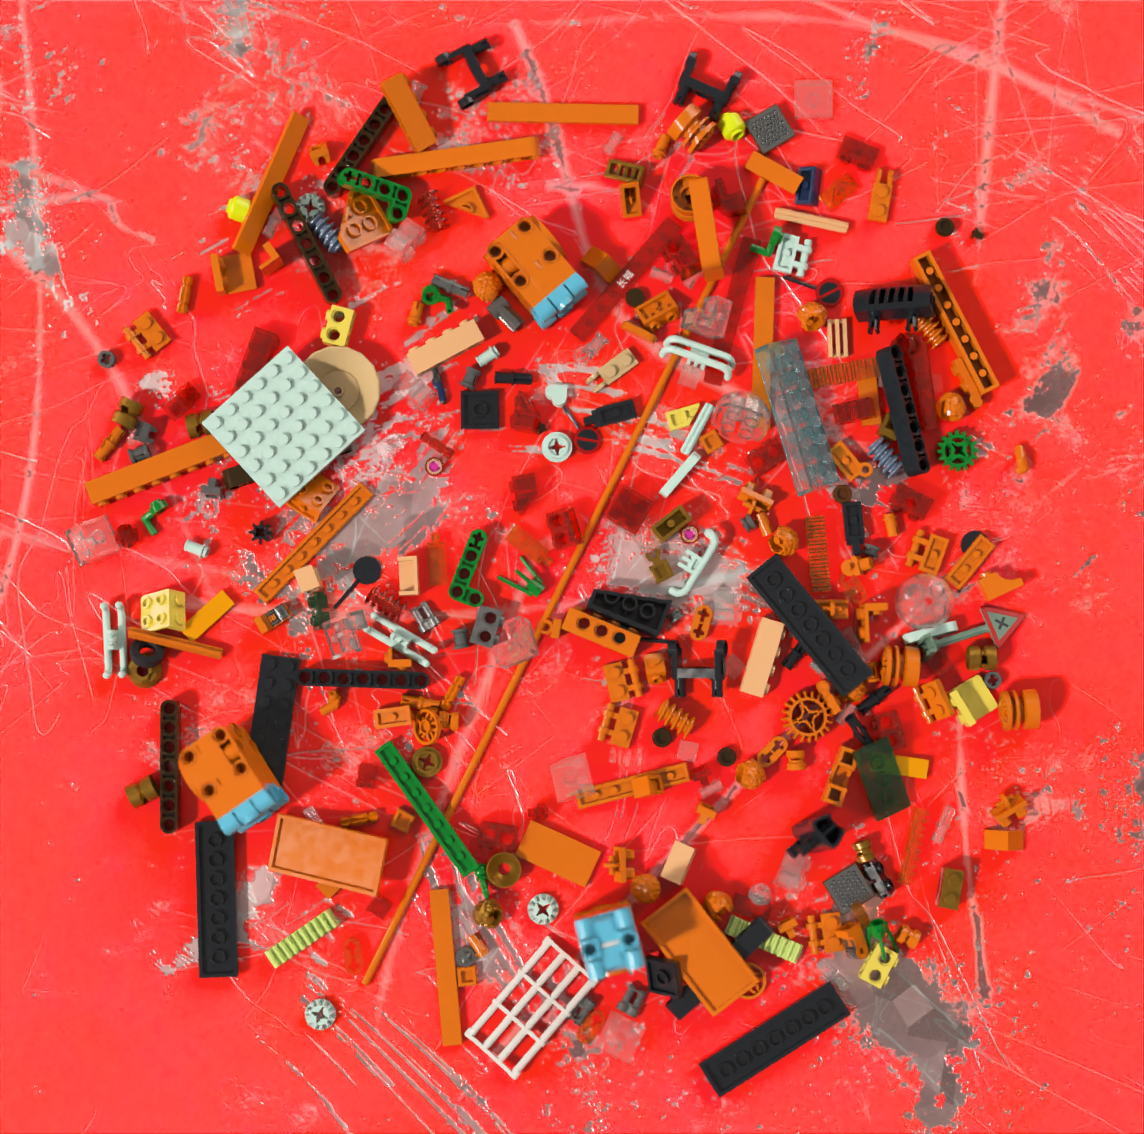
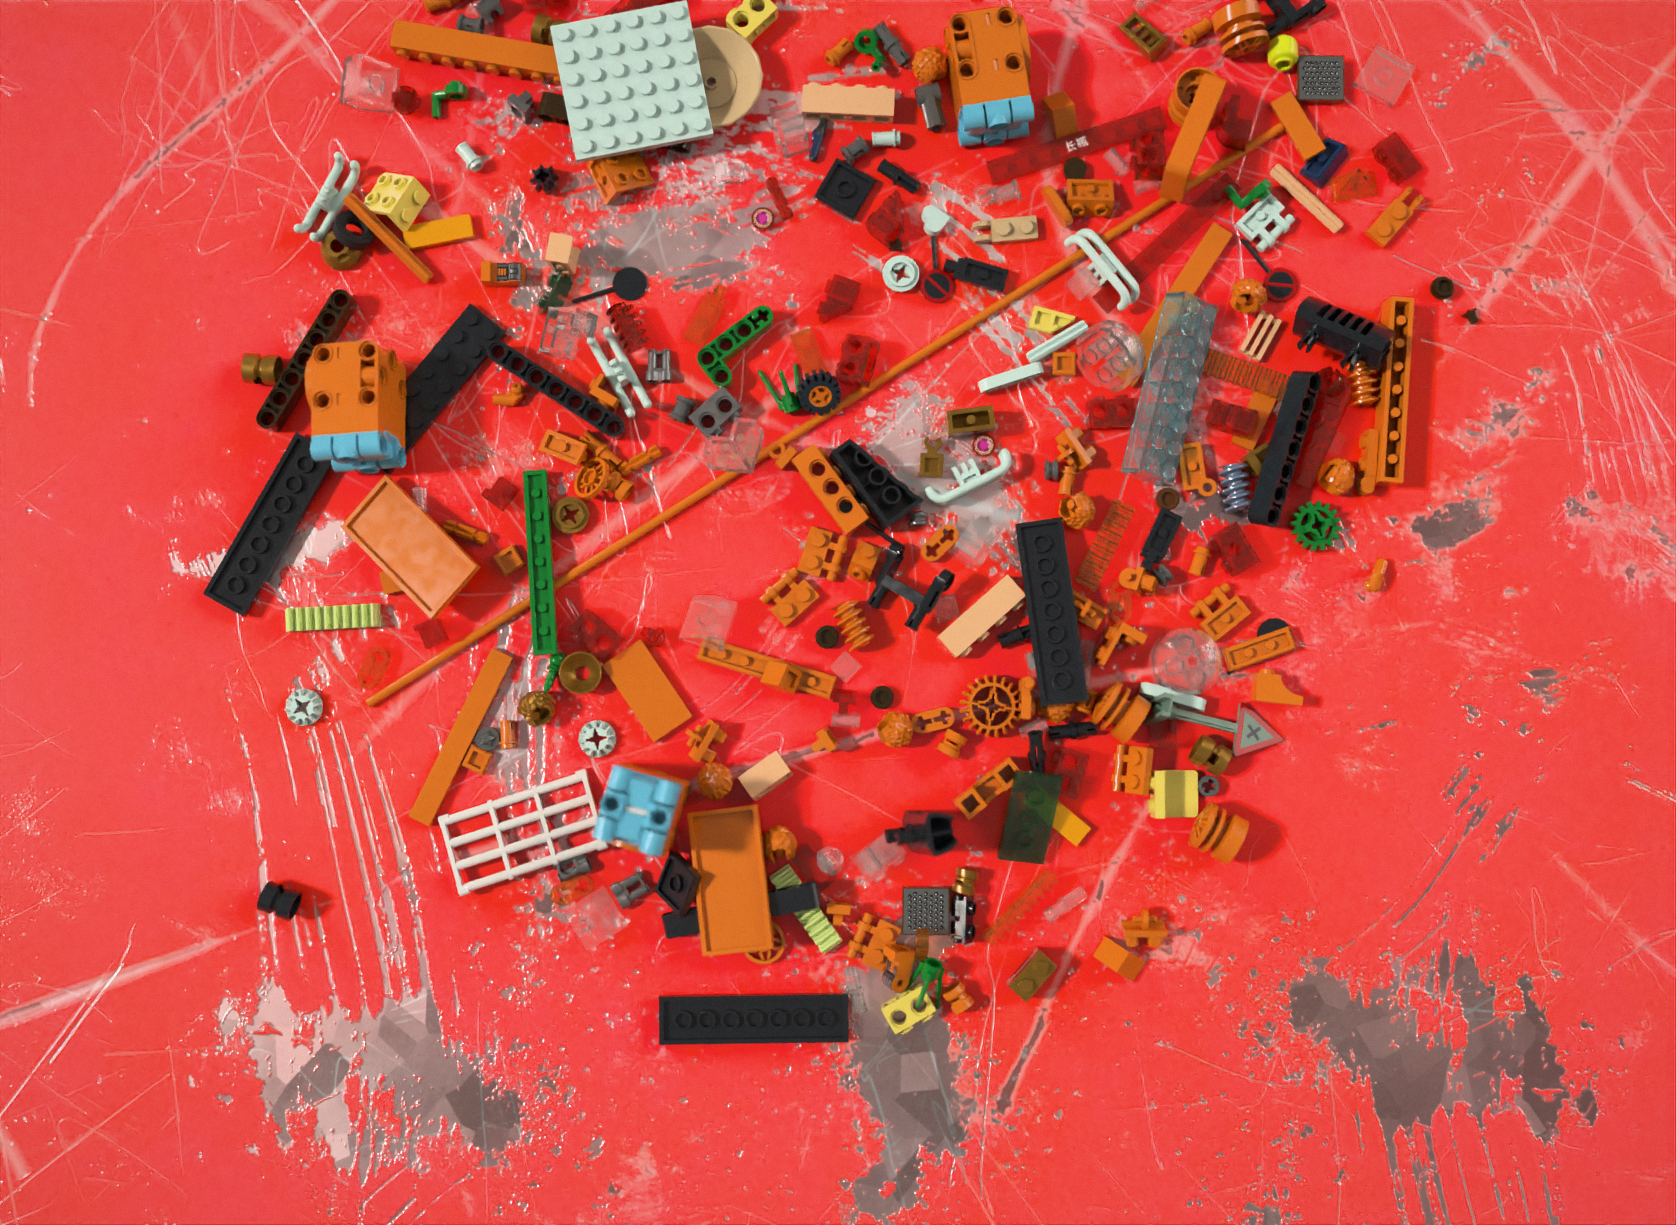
camera: 35 degrees right, 0 degrees up
(314, 542) = (594, 222): orange tile -> none
(409, 576) = (668, 314): light nougat panel -> none
(548, 575) = (817, 400): none -> black wheel
(628, 510) = (935, 380): clear red brick -> none
(630, 199) = (1131, 64): orange slope -> none
(710, 320) = (1138, 236): clear brick -> none

